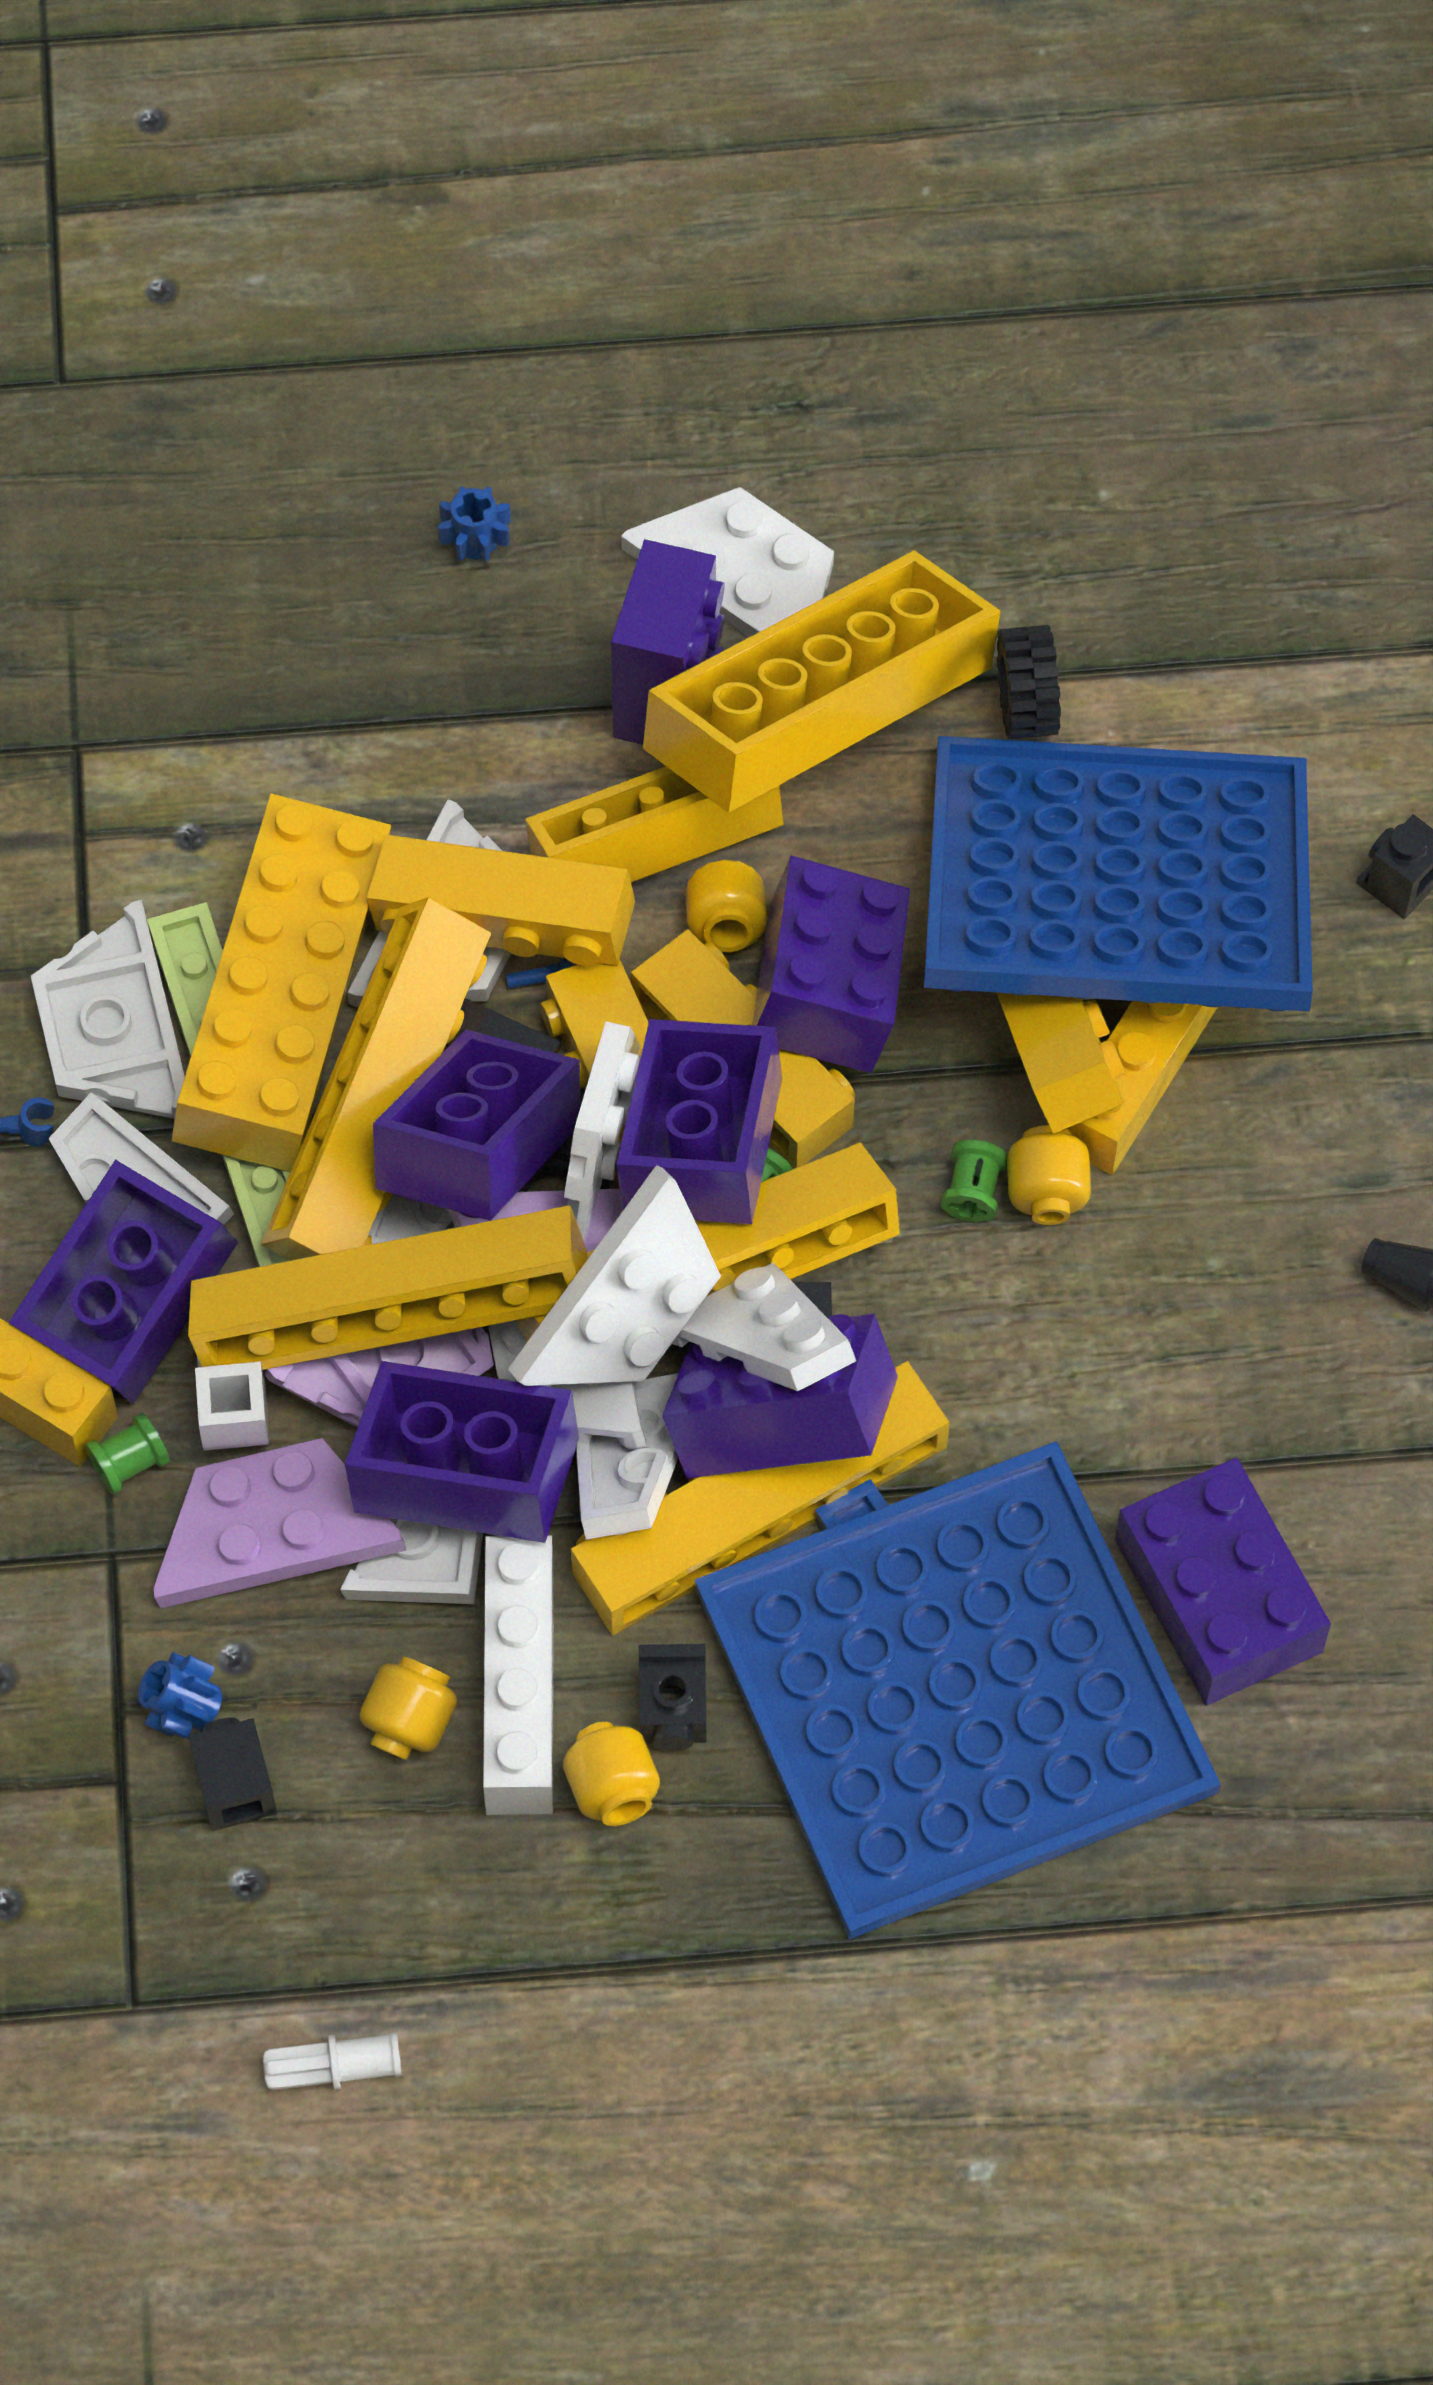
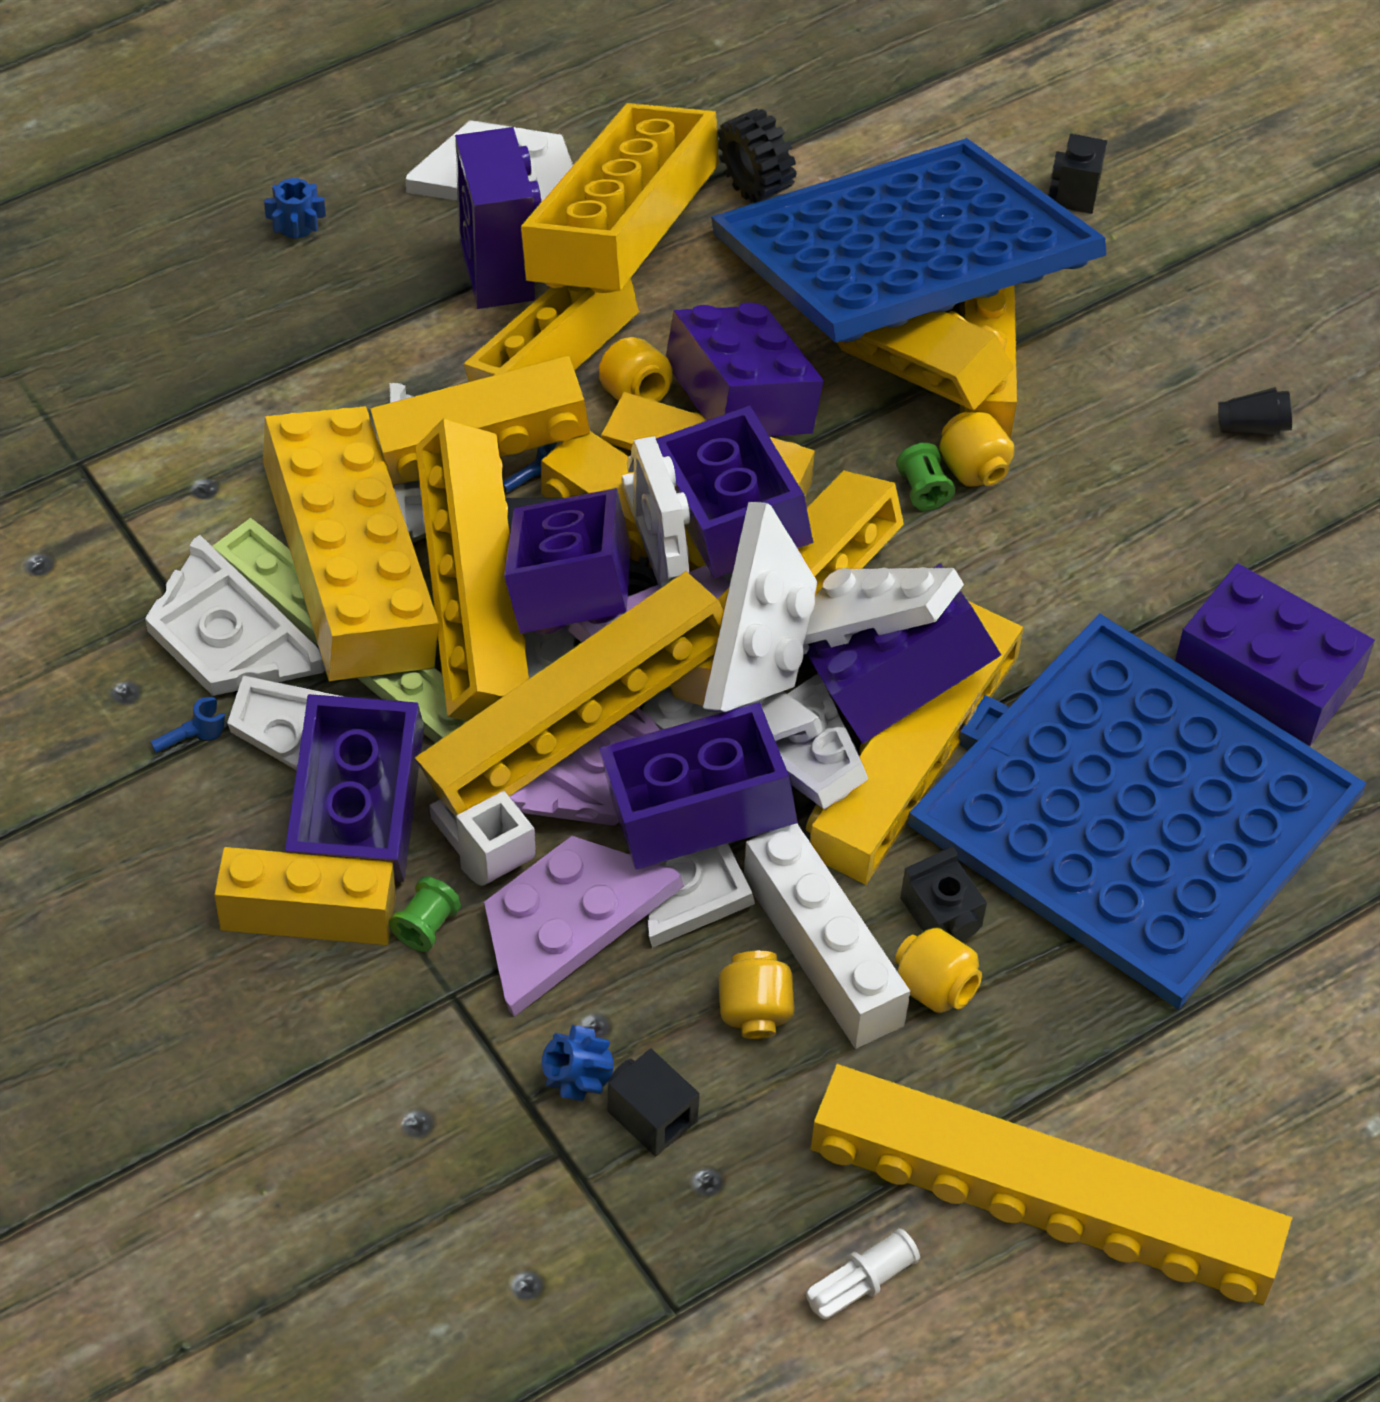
camera: 30 degrees left, 10 degrees down
(580, 2065) = (1050, 1185): none -> yellow brick

